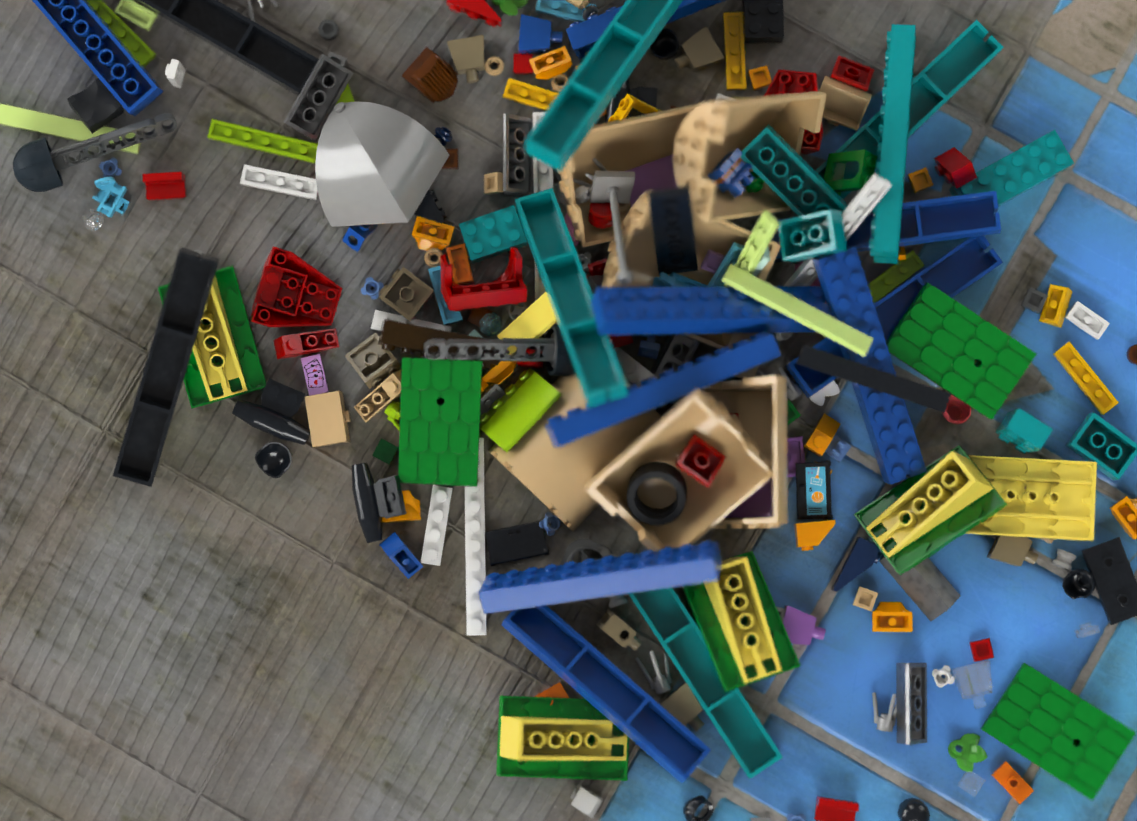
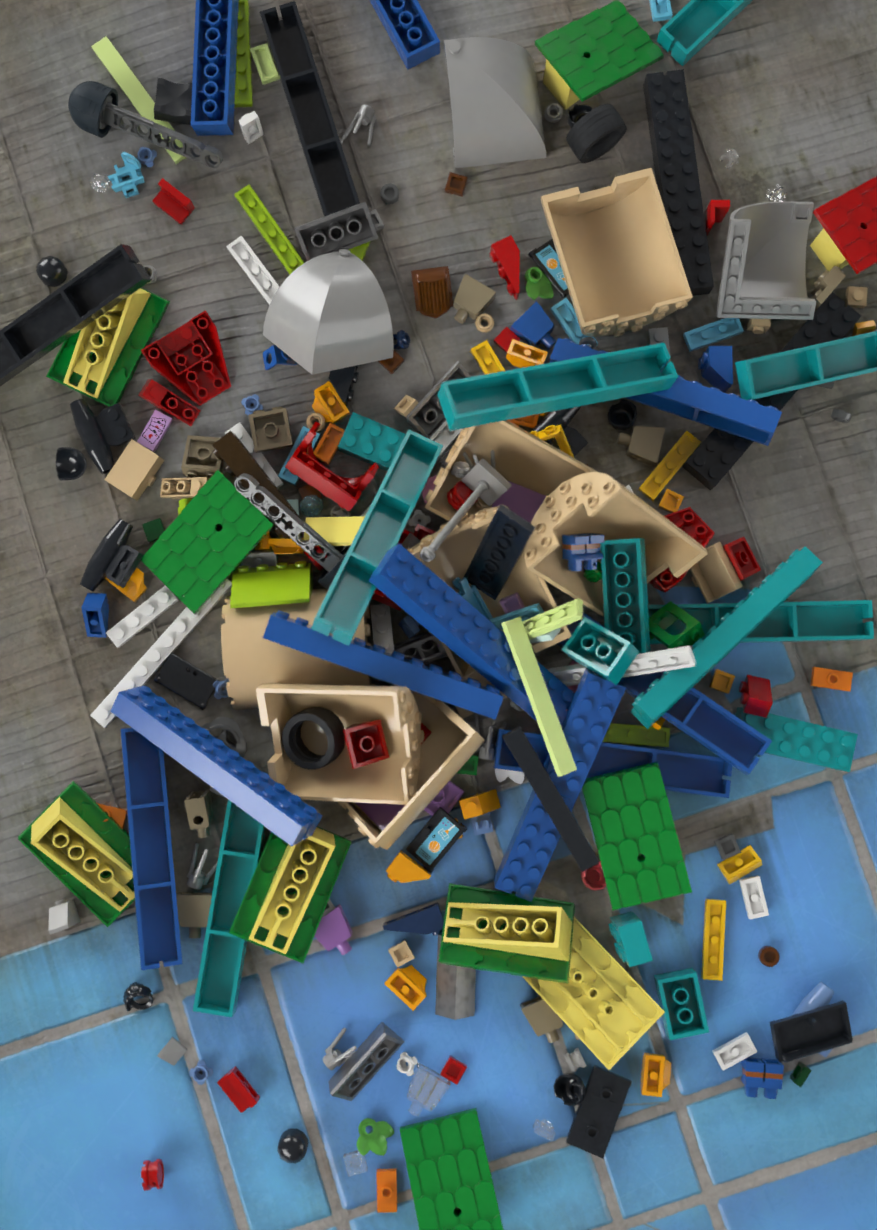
camera: 45 degrees right, 0 degrees up
(118, 323) = (51, 271): none -> black hair
(999, 105) = (831, 679): none -> orange plate

